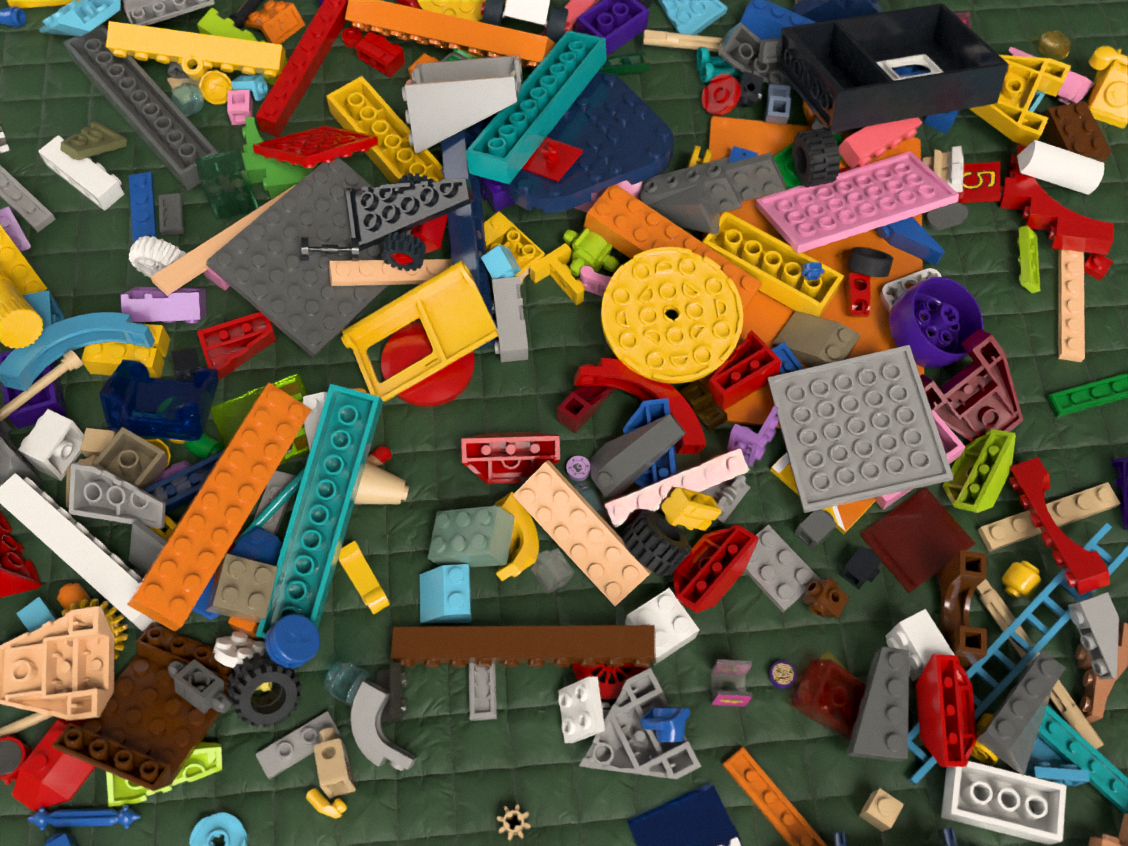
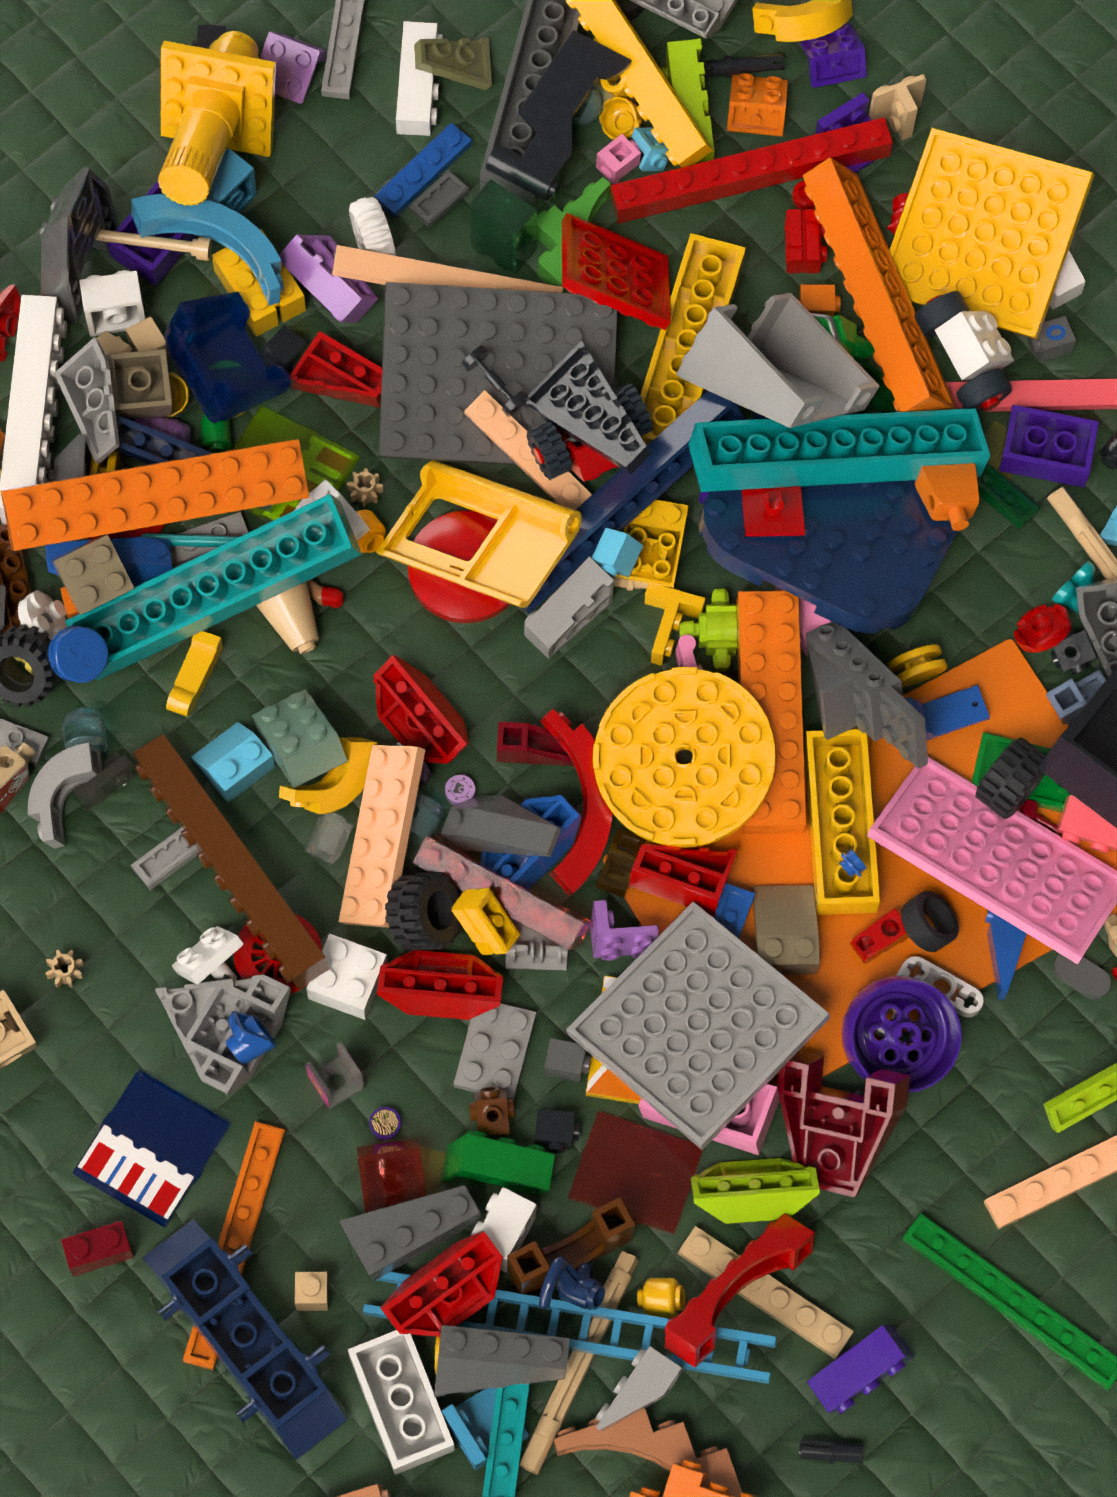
camera: 55 degrees right, 5 degrees up
(180, 104) = (550, 114): none -> black door
(323, 377) = (363, 494): none -> tan gear
(609, 75) = (949, 492): none -> orange torso
(864, 621) = (499, 1163): none -> green wedge
(998, 625) = (573, 1285): none -> dark blue piece

